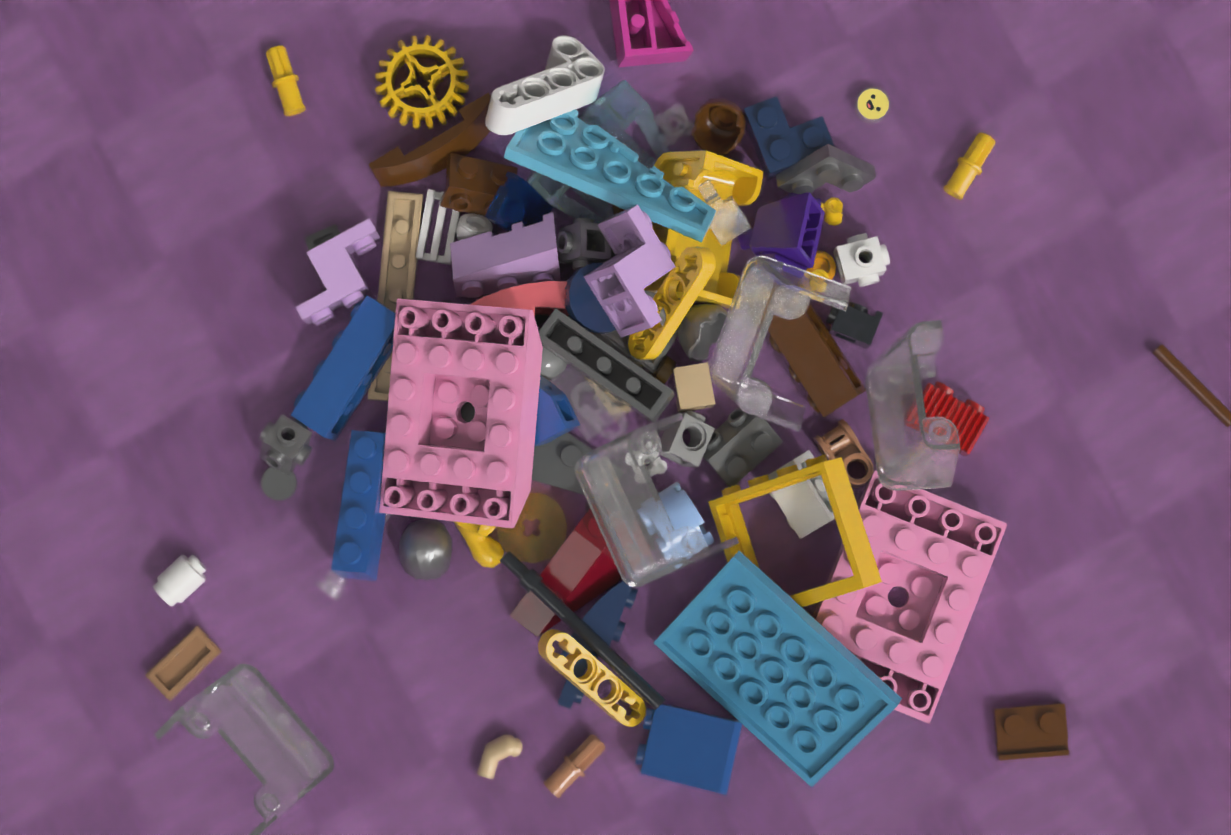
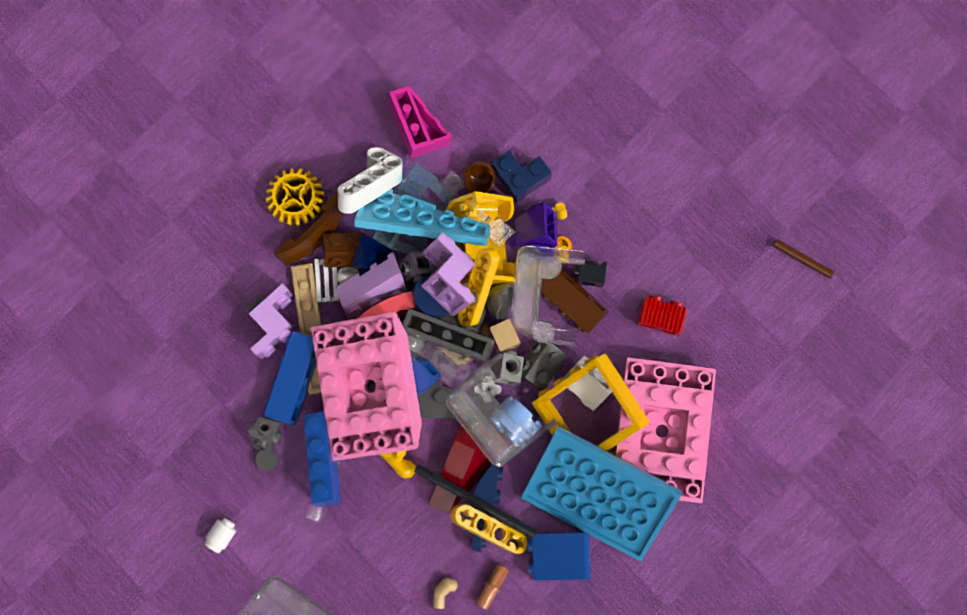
camera: 10 degrees left, 5 degrees down
(183, 663) = (235, 586): medium nougat tile -> none
(285, 81) = (212, 217): yellow axle -> none
(425, 549) = (367, 477): flat silver hair -> none
(552, 528) = (434, 458): clear yellow plate -> none
(826, 166) = (549, 184): flat silver plate -> none
(847, 448) = (608, 348): nougat piece -> none
(850, 266) = (580, 240): white brick -> none
(872, 105) = (567, 143): light yellow tile -> none
(909, 446) = (644, 335): clear windscreen -> none
(969, 165) = (634, 163): yellow axle -> none
(1030, 731) = (764, 492): reddish brown plate -> none

